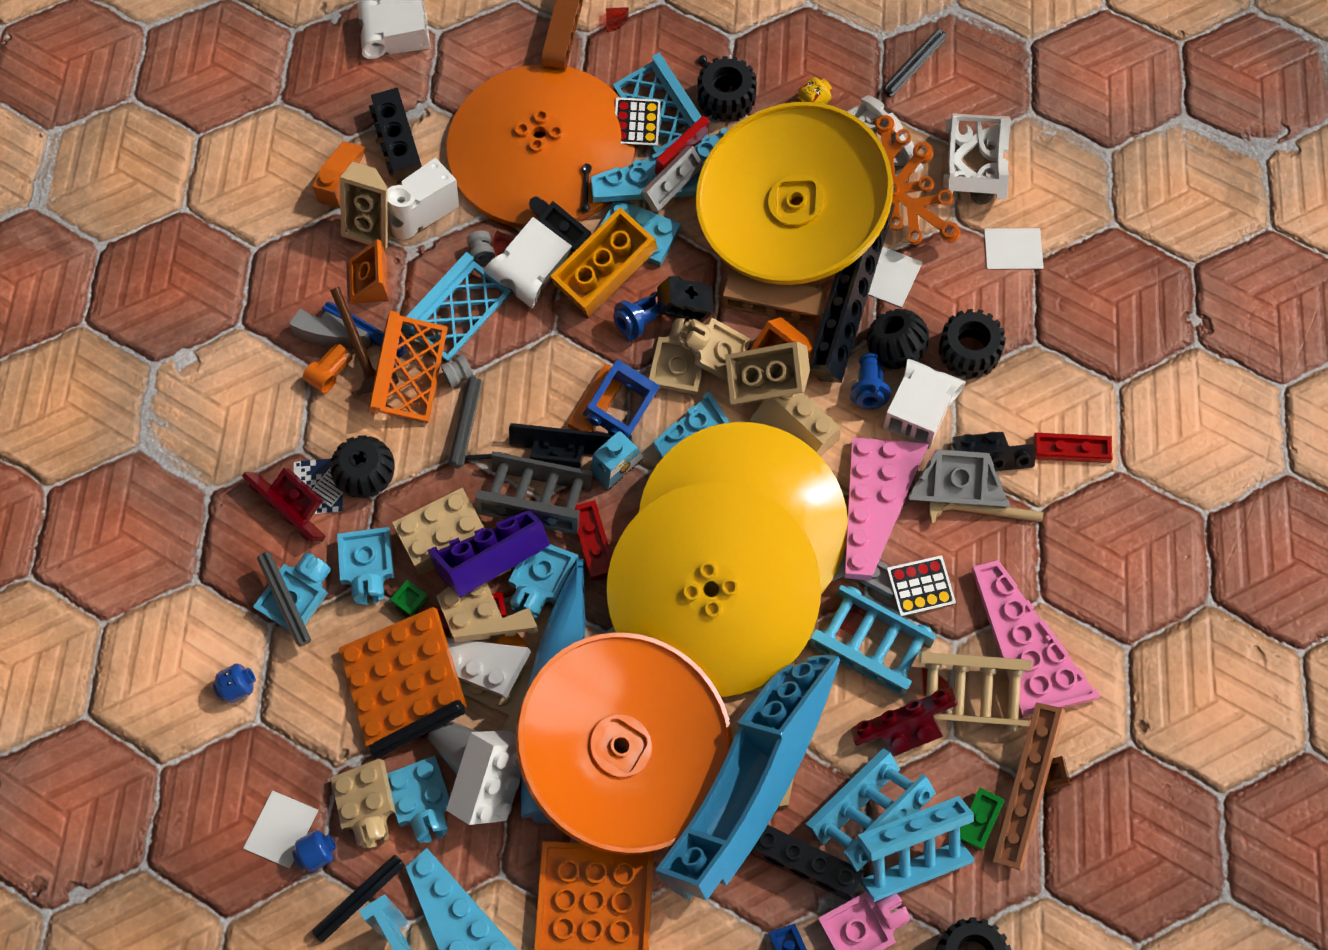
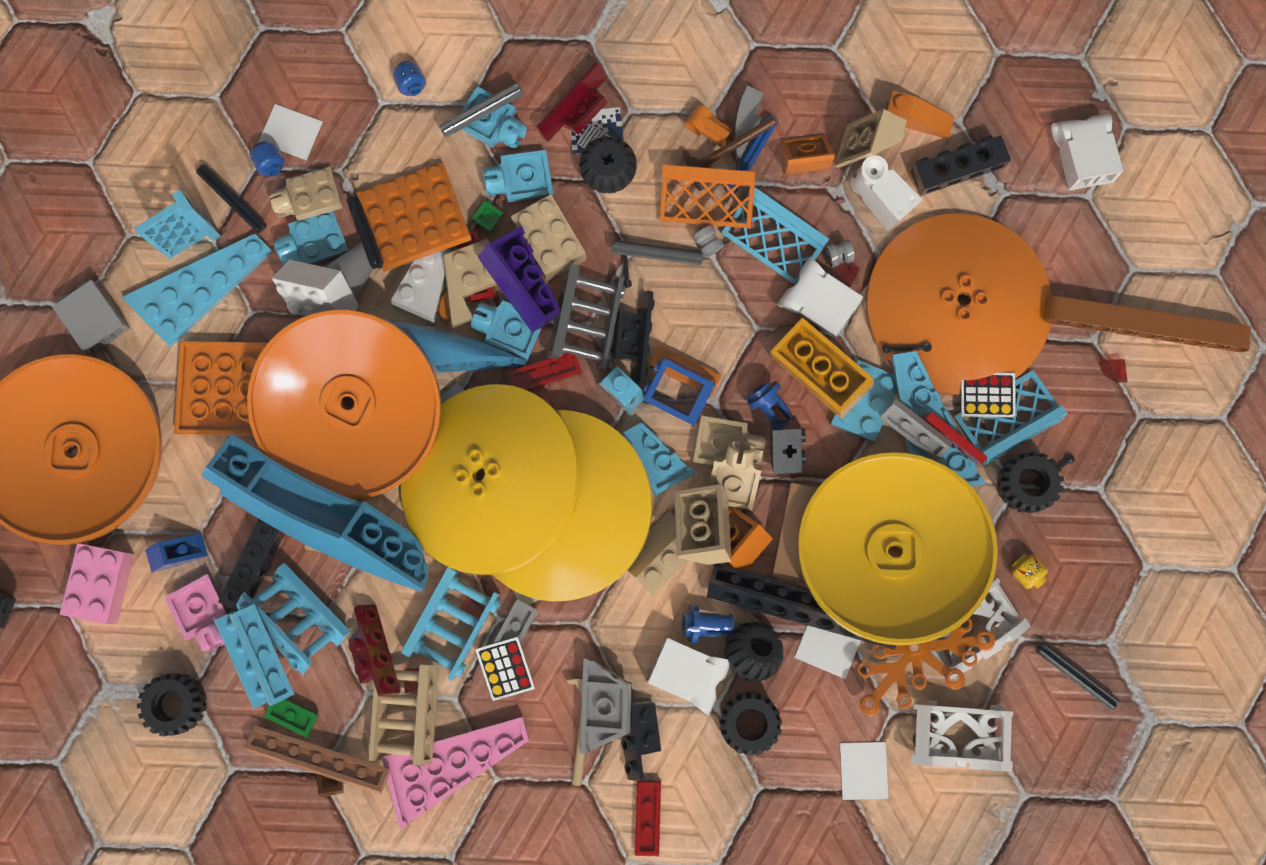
camera: 85 degrees right, 15 degrees up
(560, 222) = (863, 324): black hinge -> none
(877, 491) = (602, 631): bright pink wing -> none

